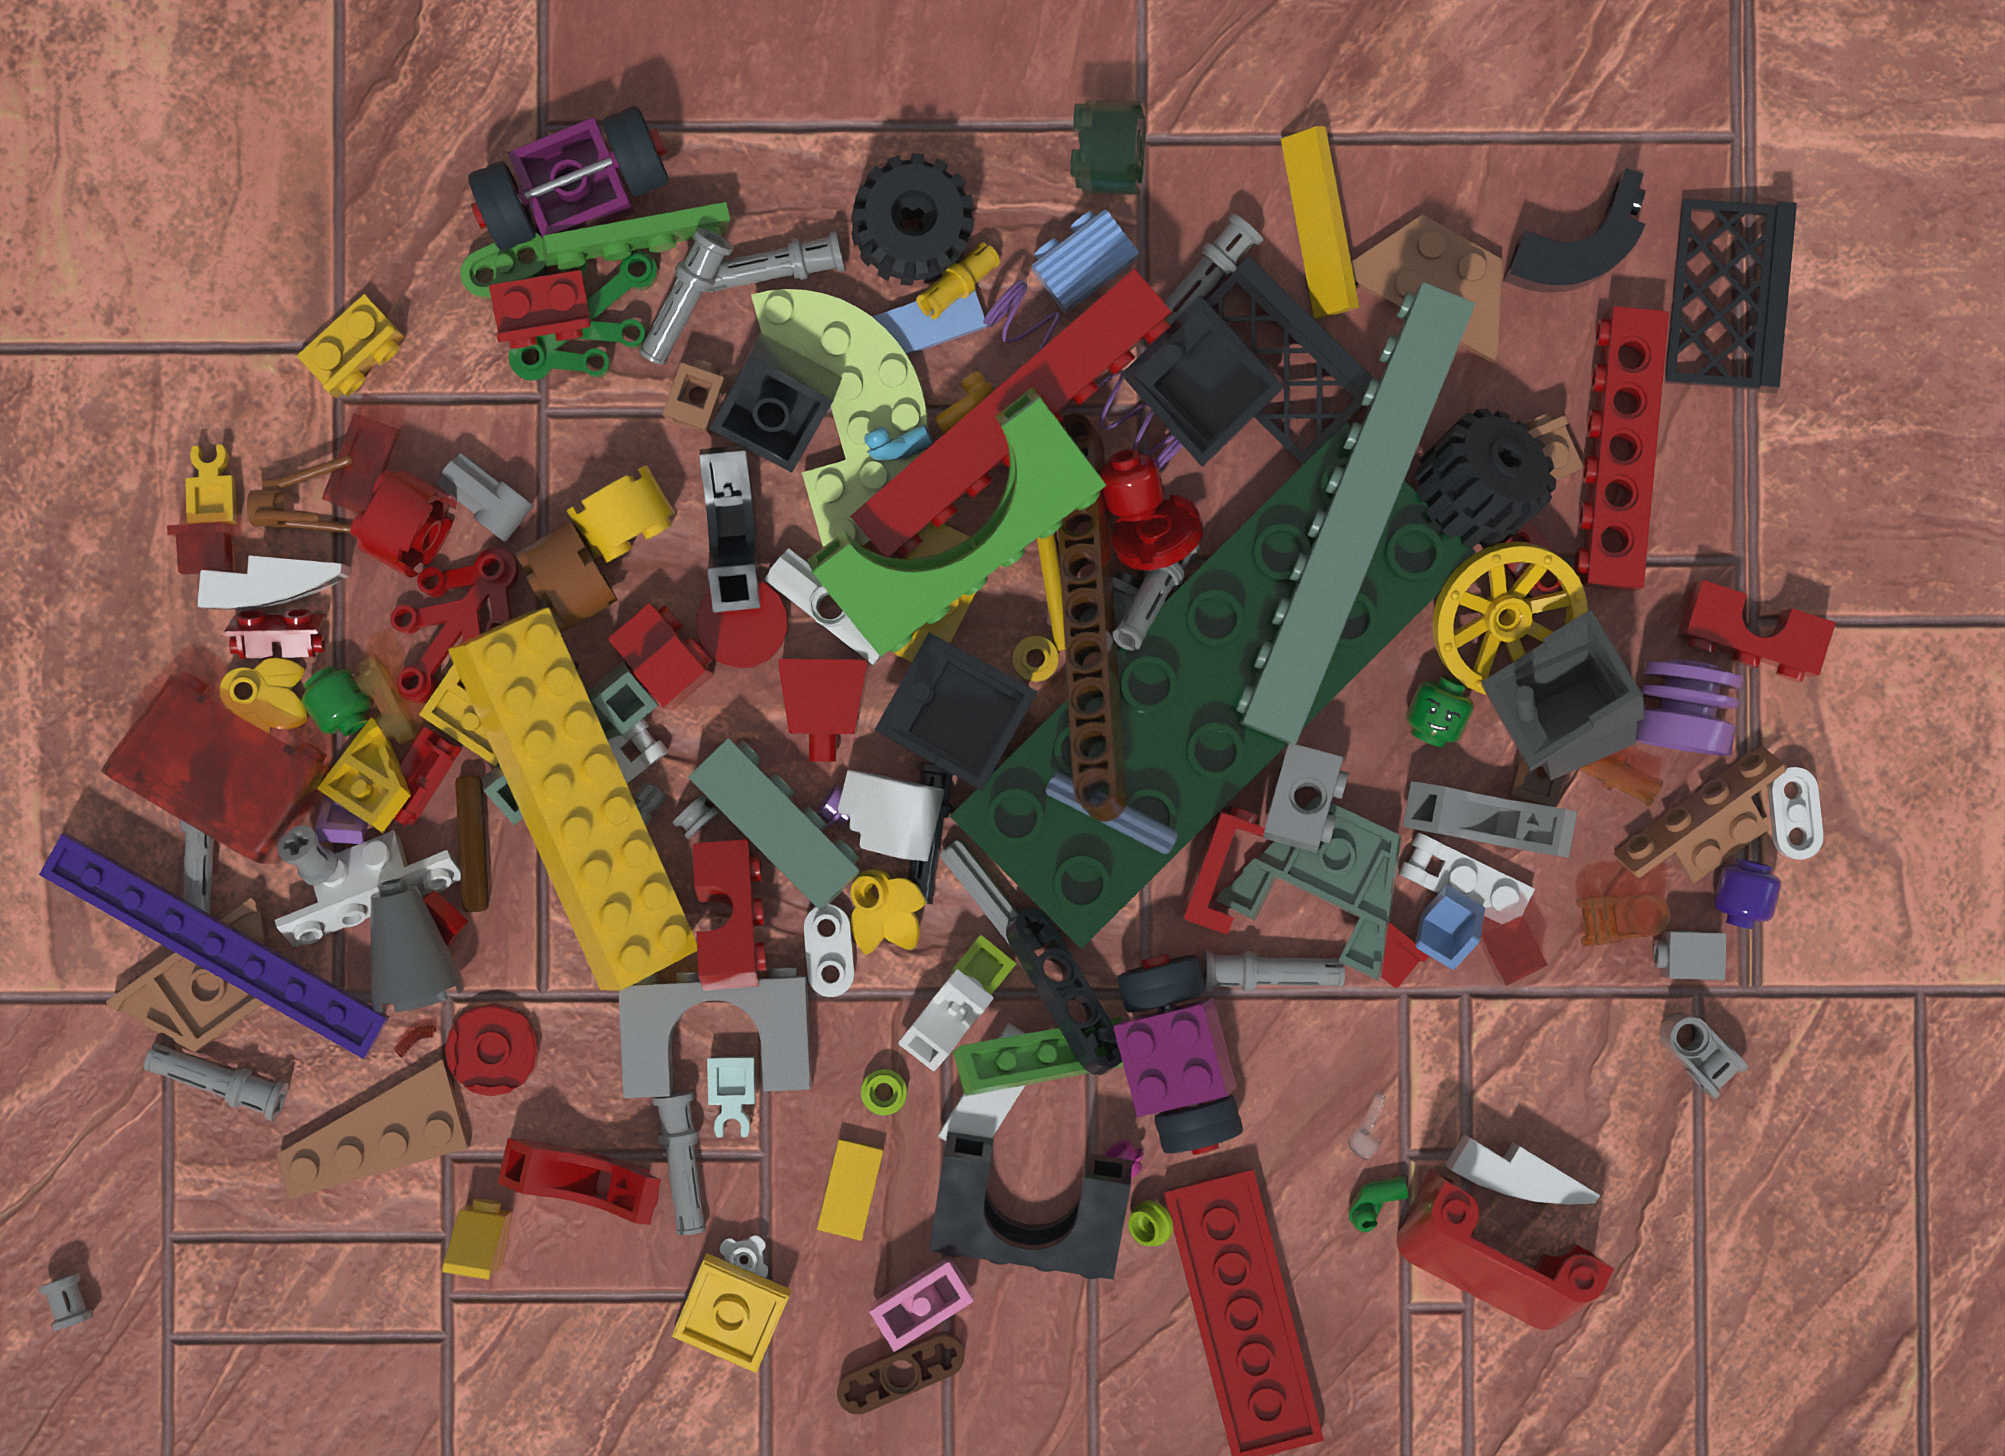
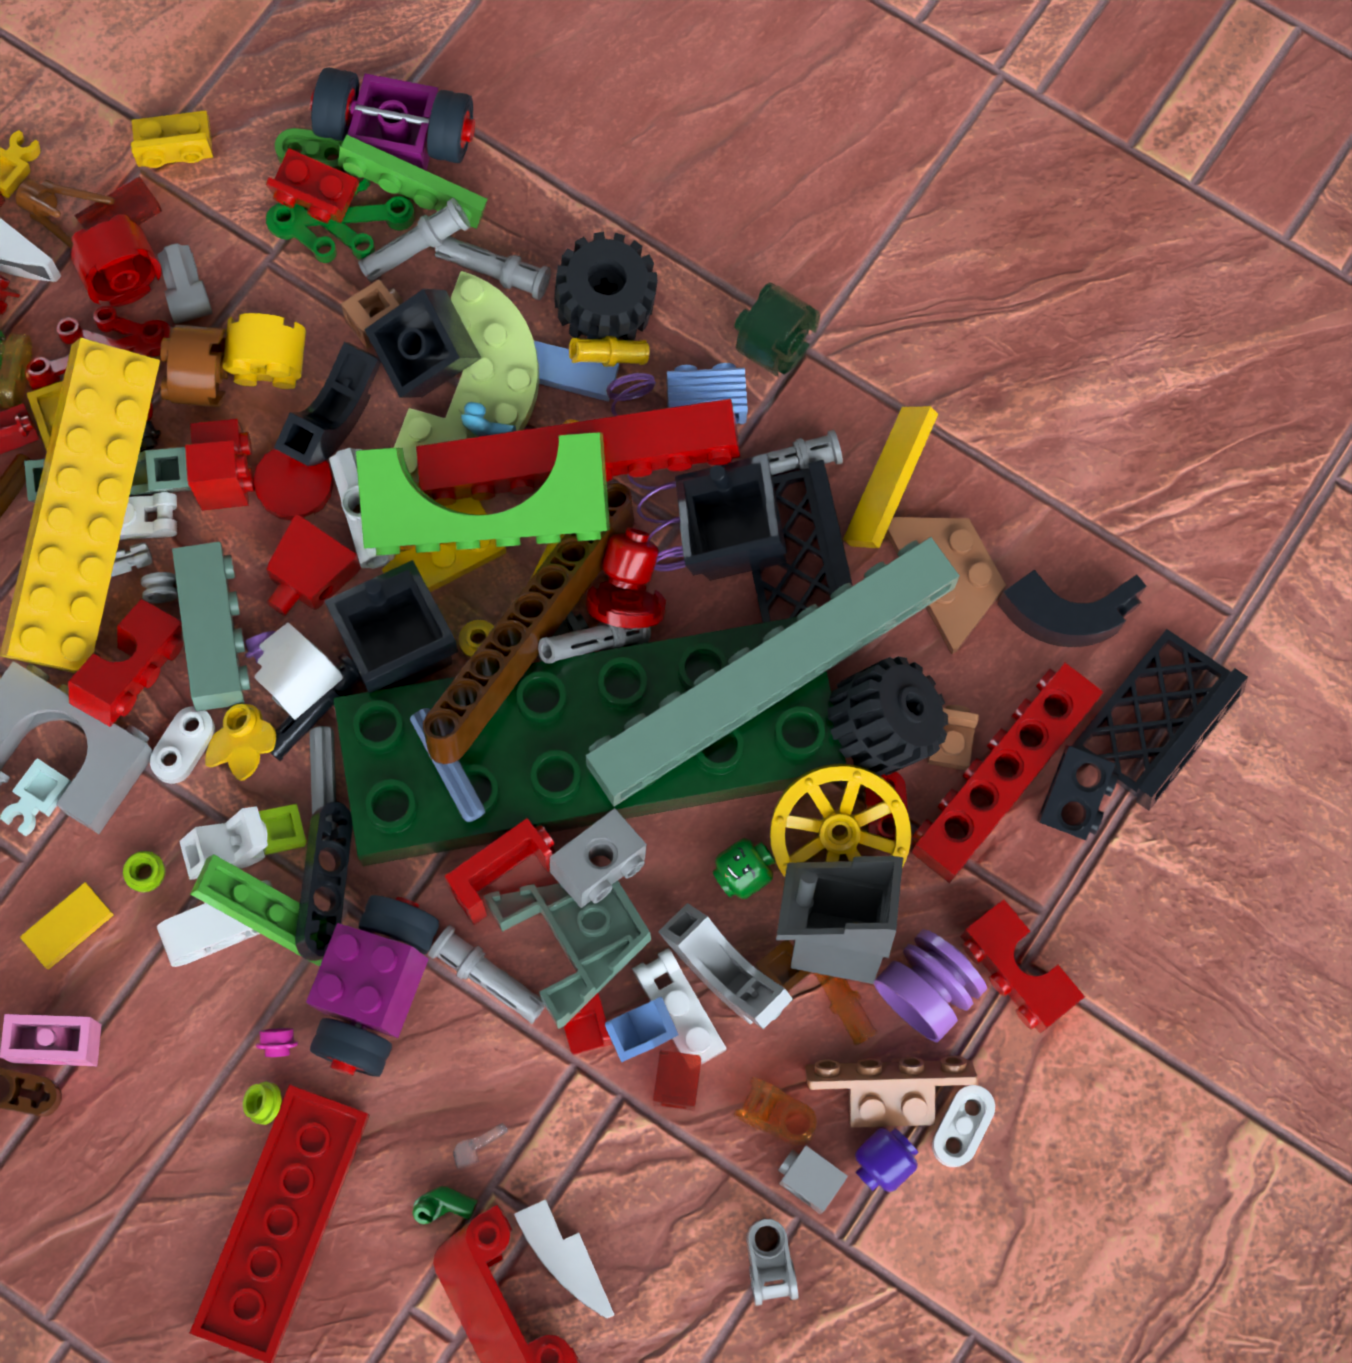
camera: 30 degrees right, 15 degrees down
(1078, 1243) = (130, 1007): black arch -> none
(1693, 432) = (1066, 789): none -> black brick

